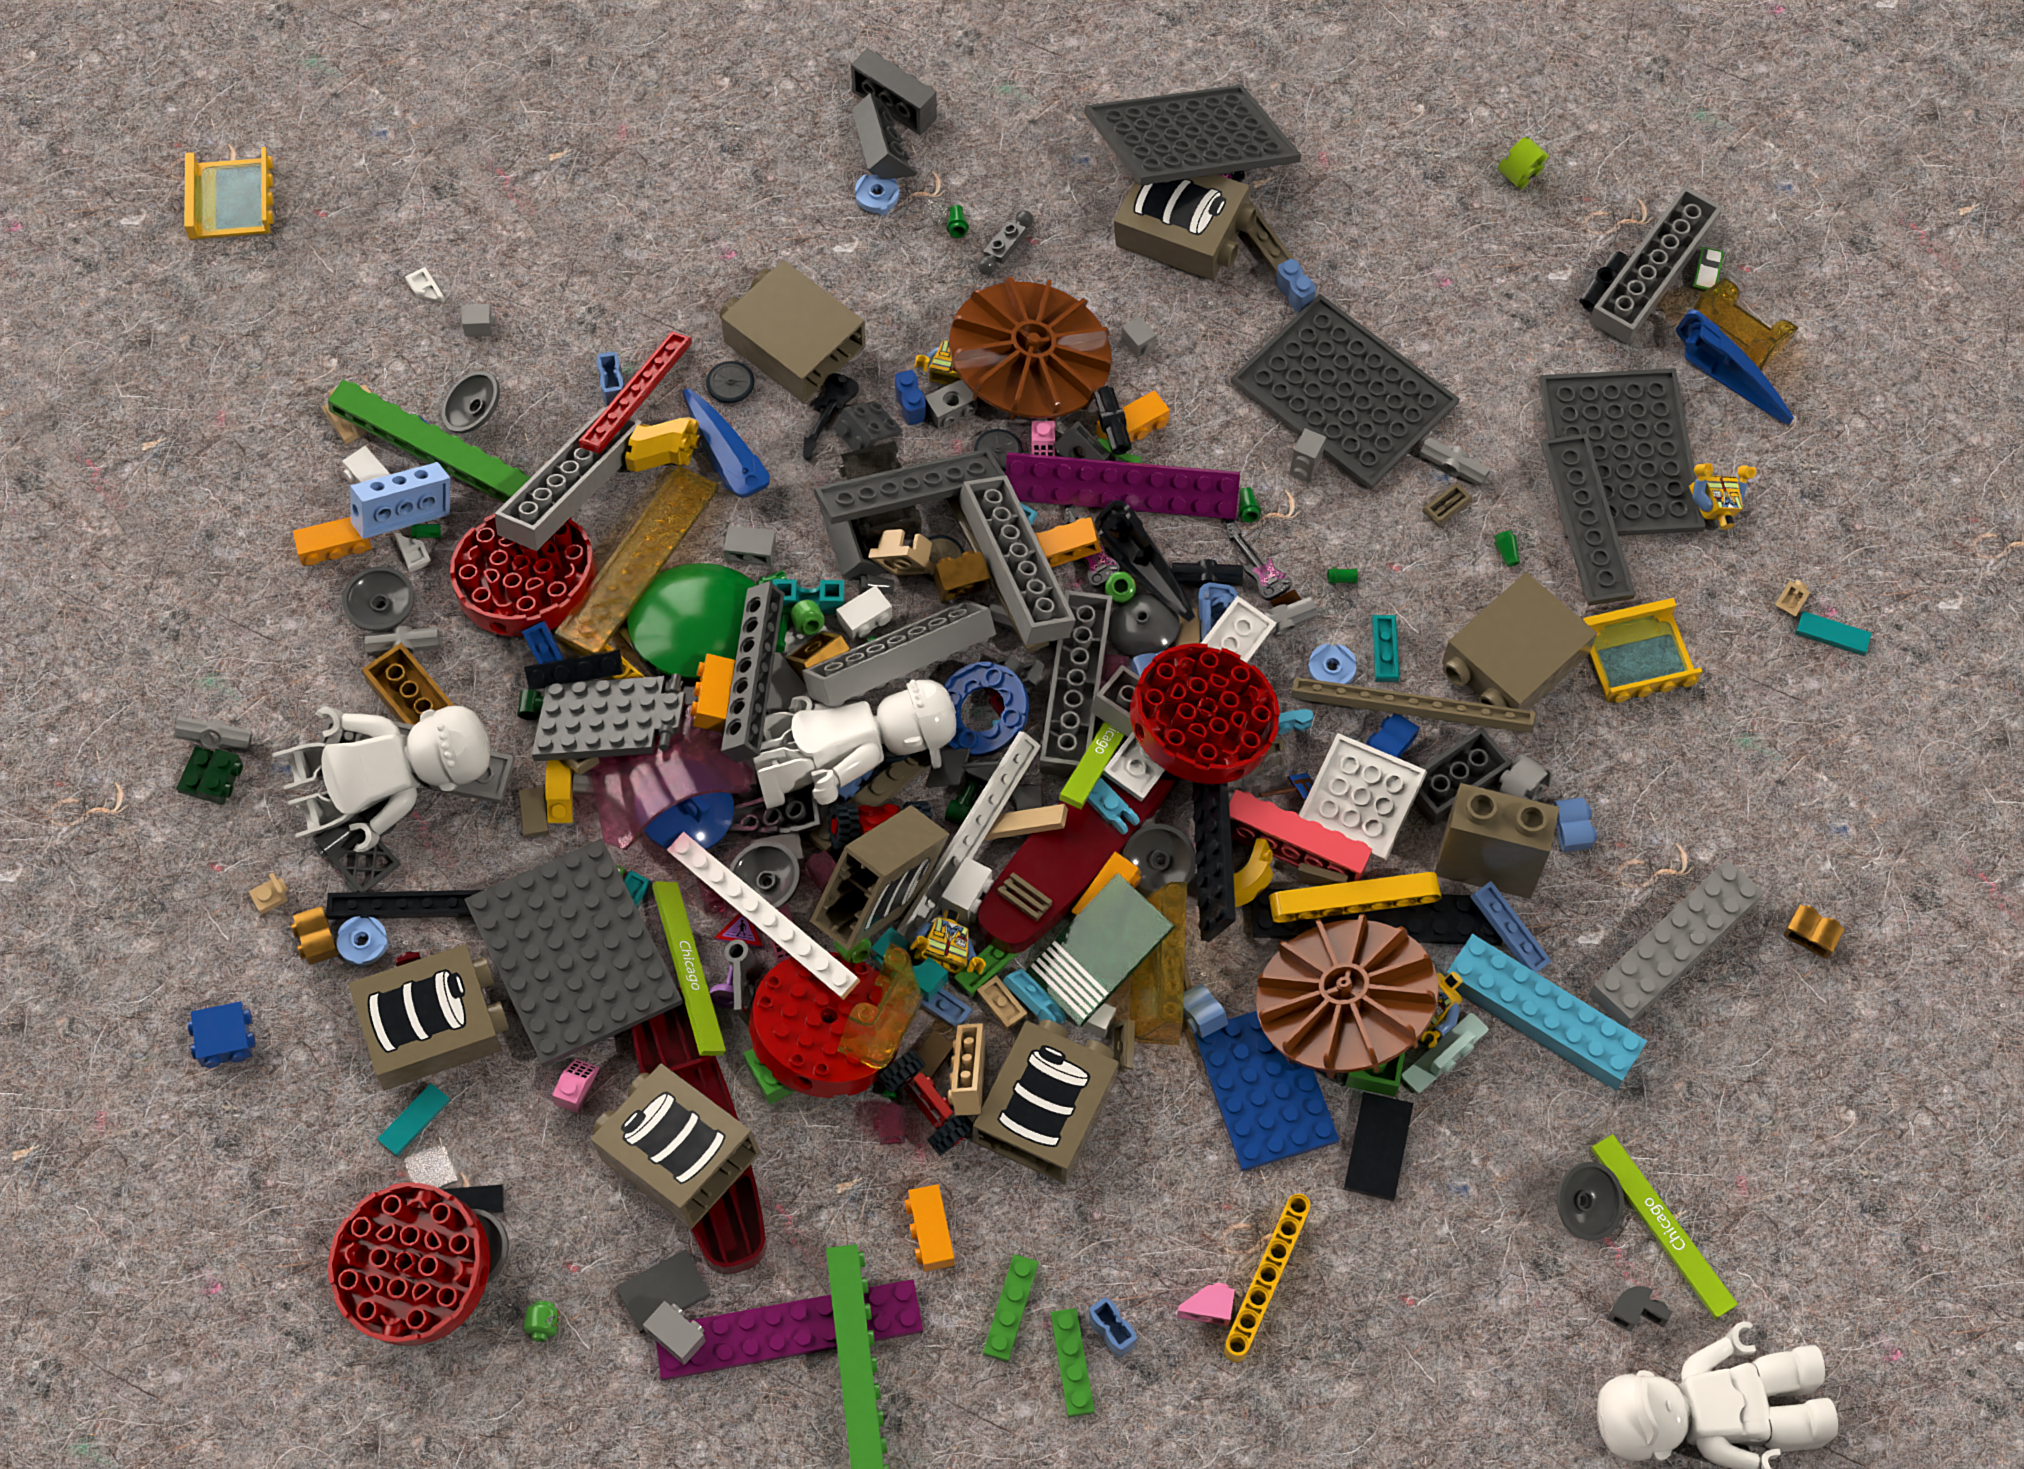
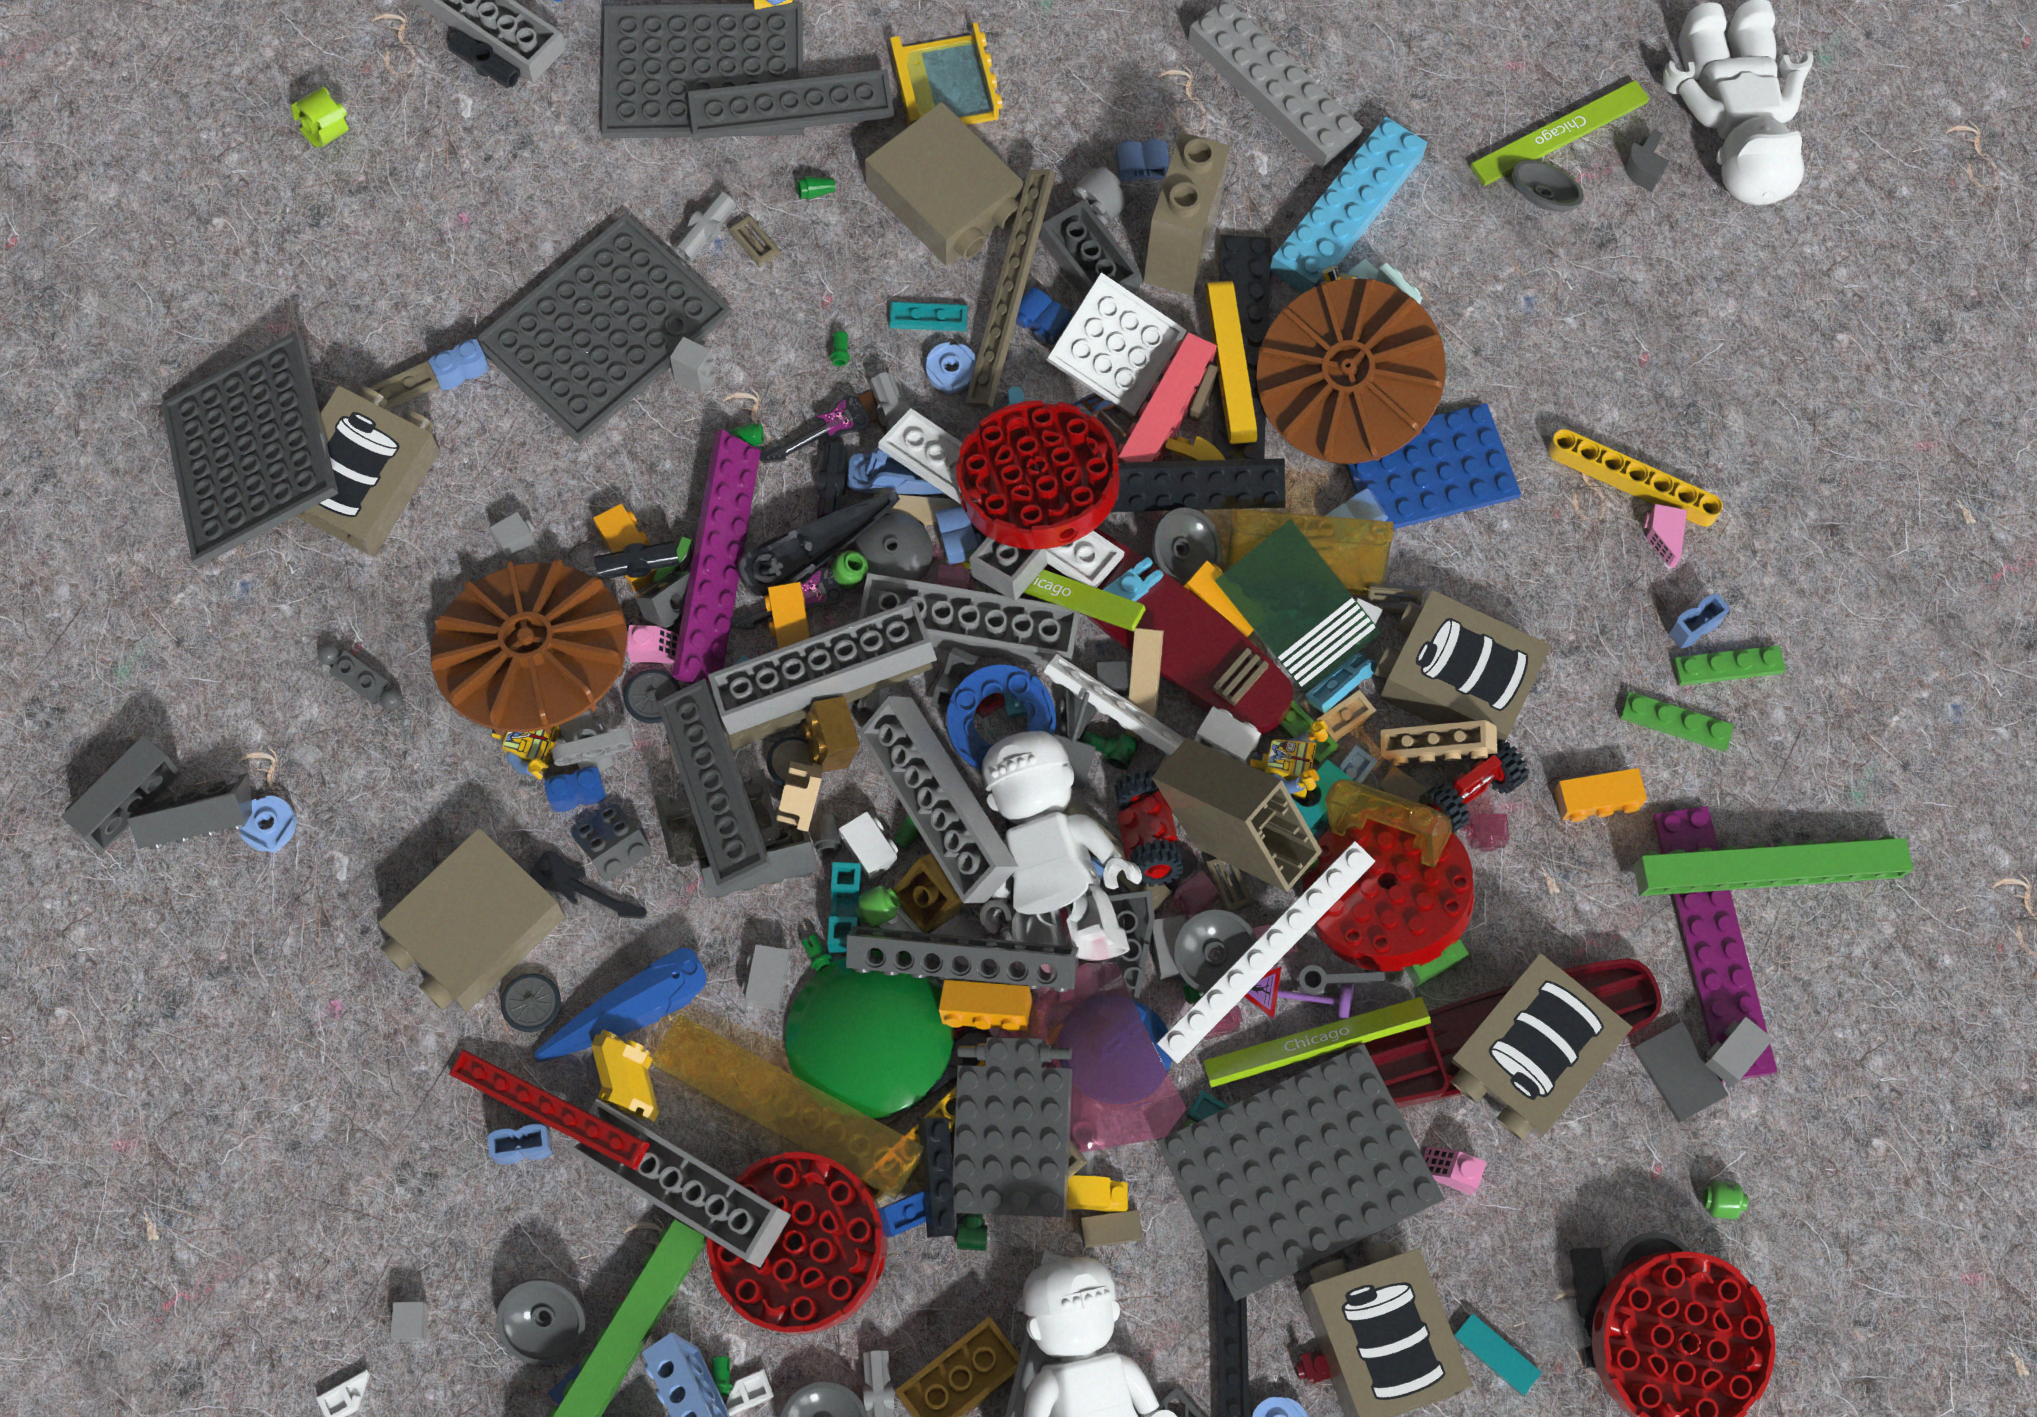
camera: 90 degrees left, 5 degrees up
(940, 399) = (592, 747): none -> light grey beam
(957, 223) = (323, 730): green cone -> none
(1378, 1146) = (1493, 369): black tile -> none
(1510, 927) = (1261, 225): medium blue plate -> none

